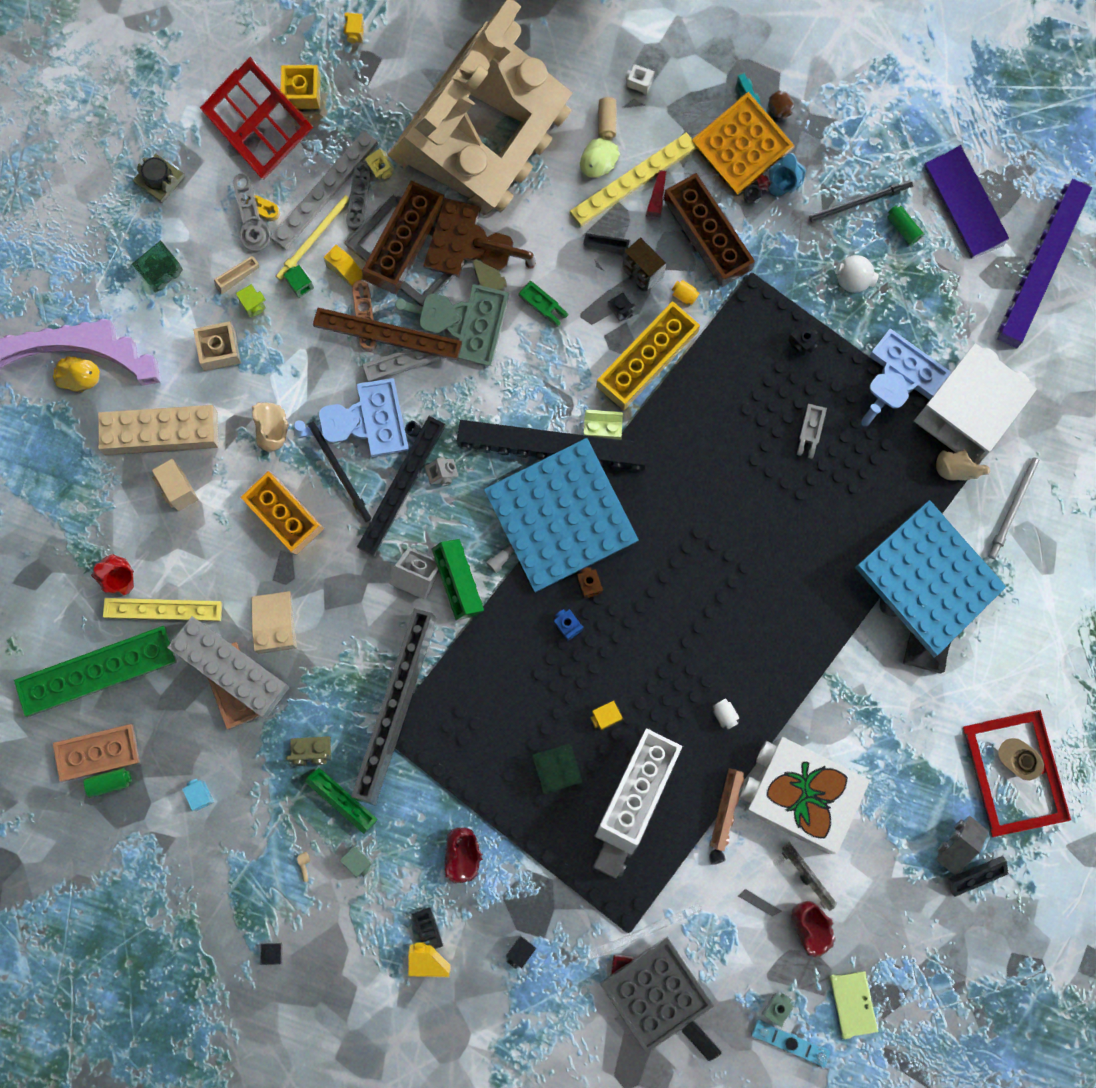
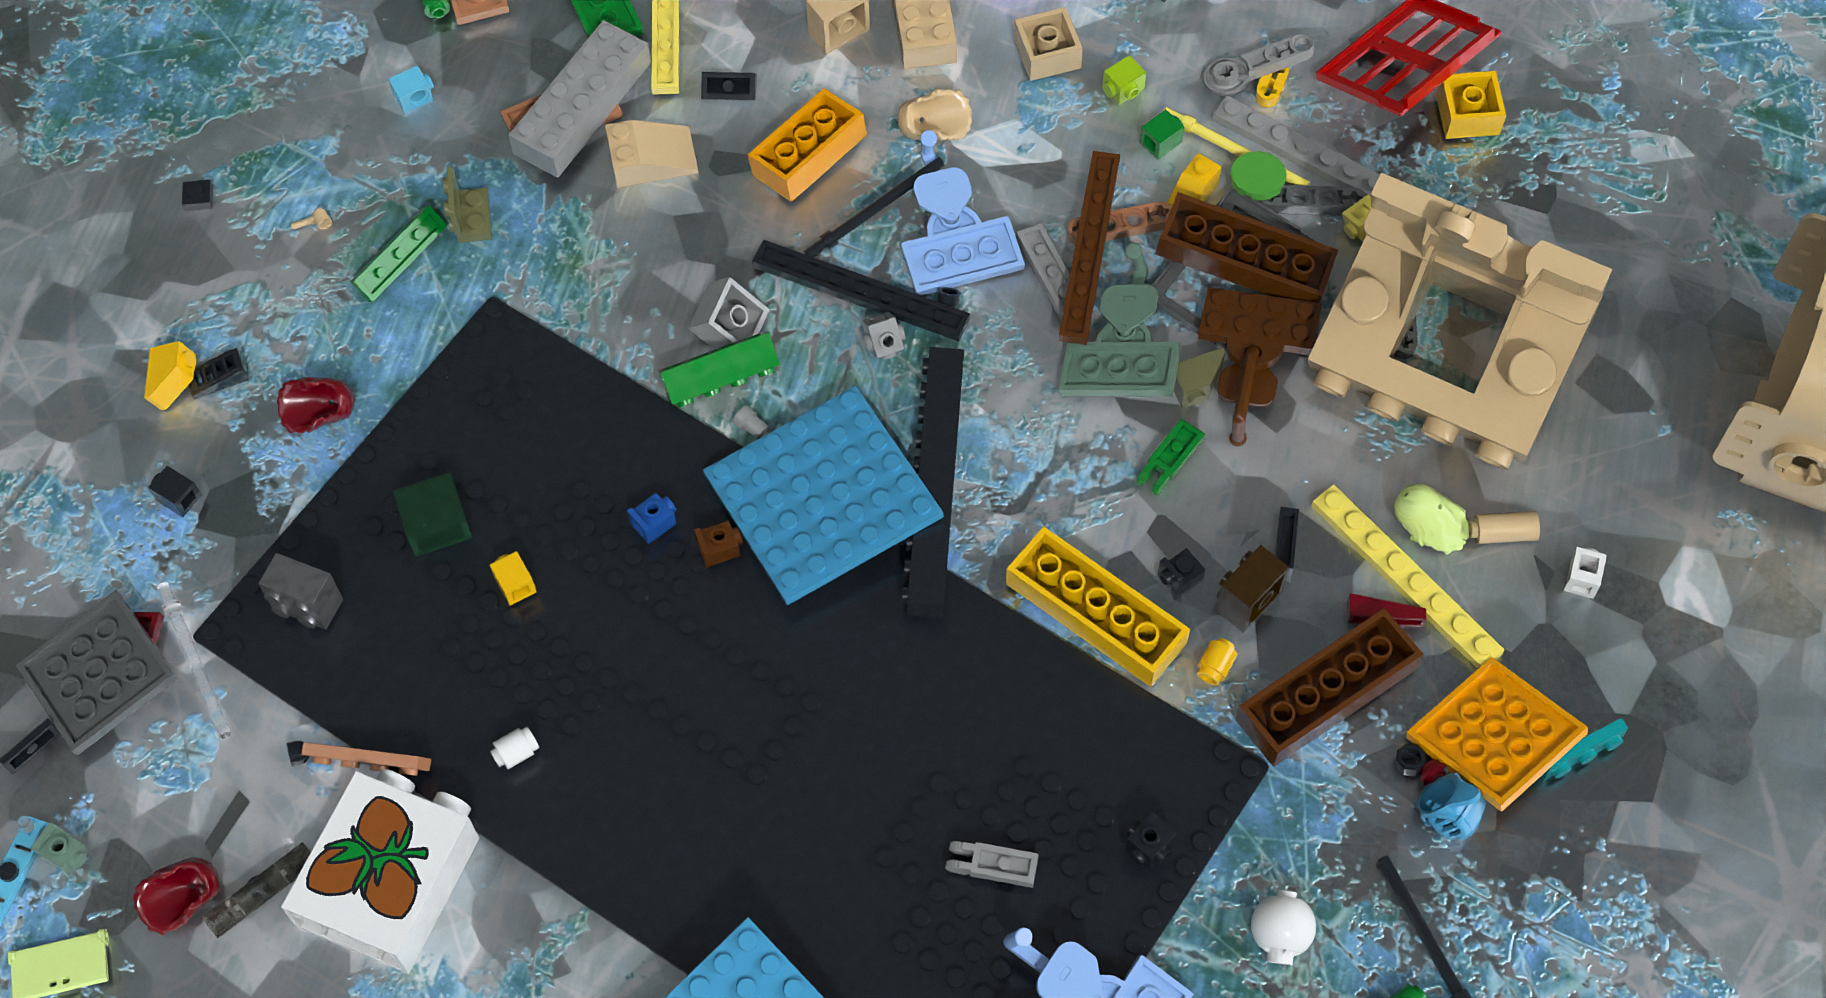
camera: 90 degrees right, 15 degrees down
(219, 567) = (728, 86): none -> black slope
(235, 274) = (1162, 60): tan piece -> none
(340, 224) = (1258, 175): none -> bright green tile
(354, 27) = (1587, 168): yellow brick -> none
(357, 862) = (312, 279): sand green brick -> none
(394, 707) = (527, 298): dark grey brick -> none
(603, 424) = (975, 552): yellowish green bracket -> none
(638, 791) = (387, 609): white brick -> none
(781, 104) = (1584, 795): reddish brown head -> none

